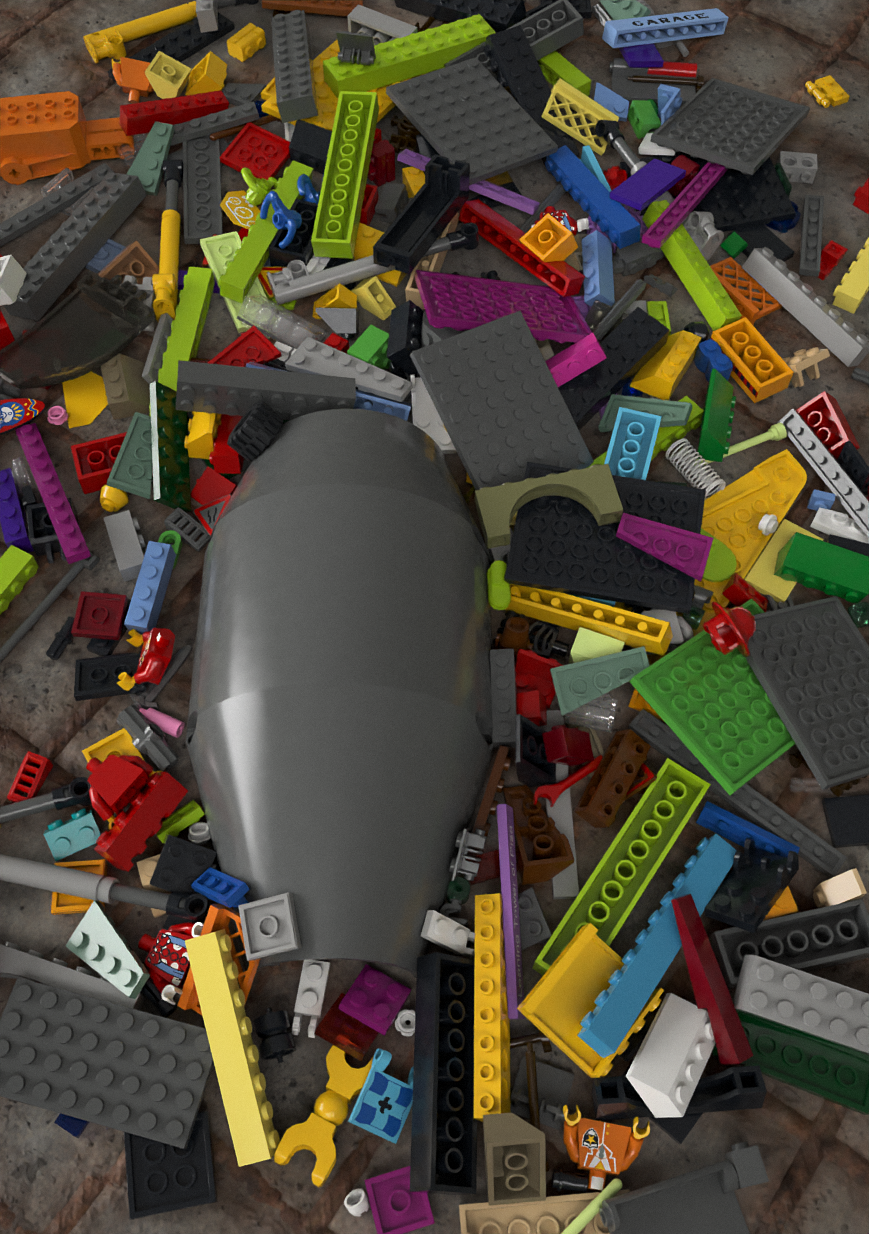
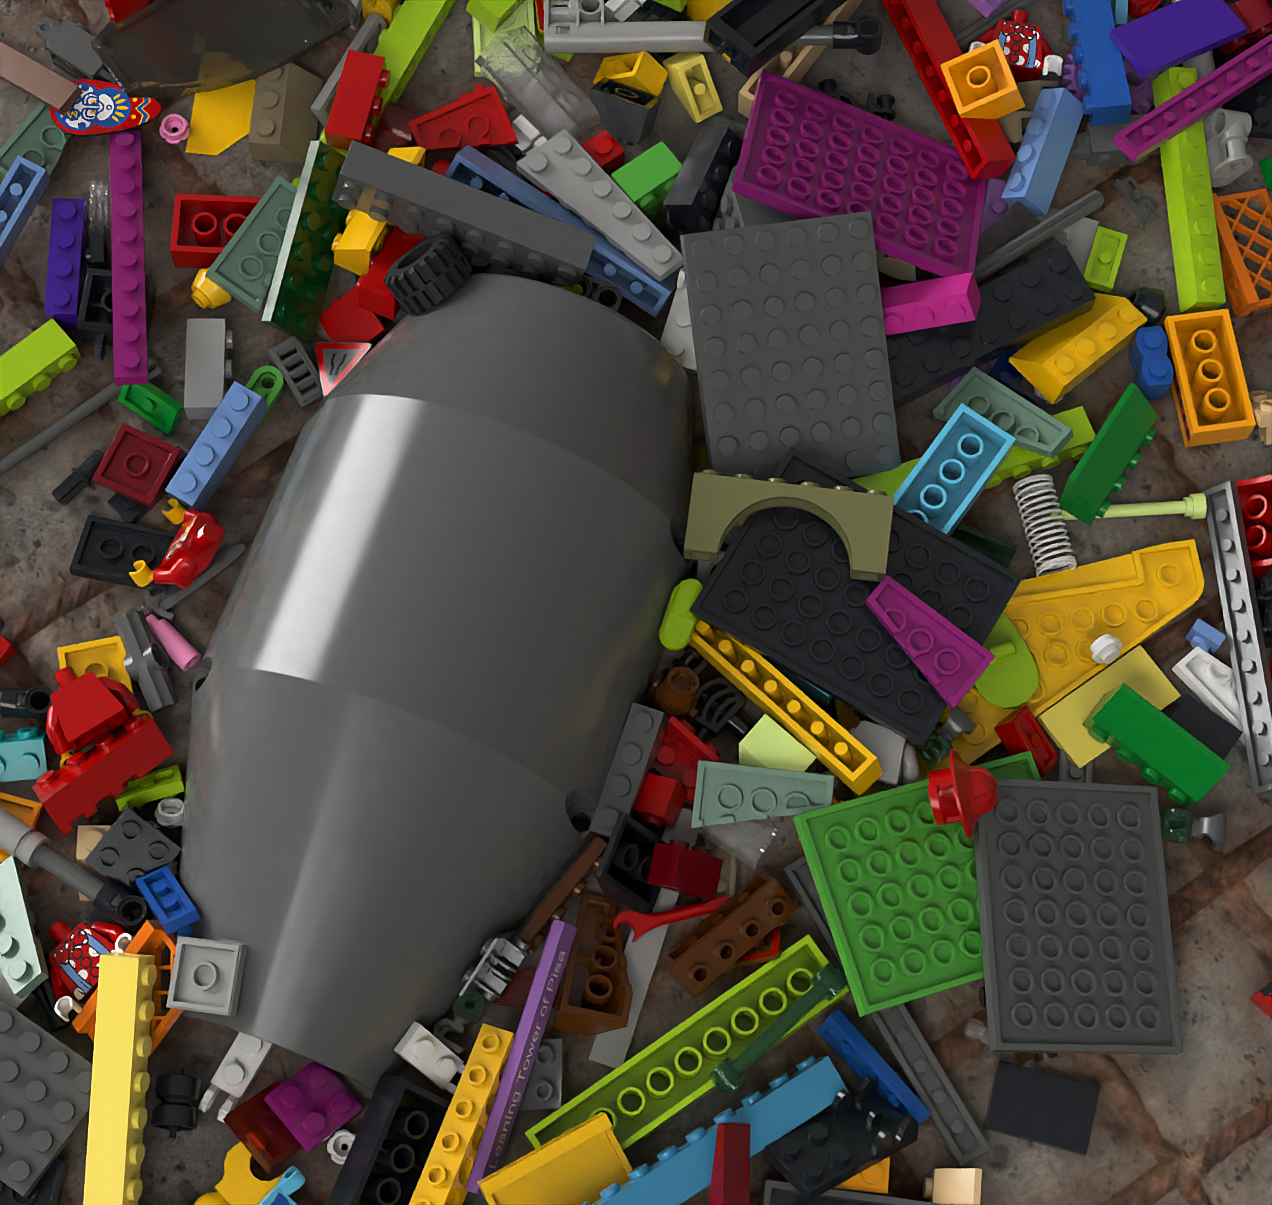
camera: 15 degrees right, 10 degrees up
(96, 577) = (152, 405): none -> green plate
(169, 350) = (357, 100): none -> red brick
(659, 866) = (730, 1074): none -> clear green piece

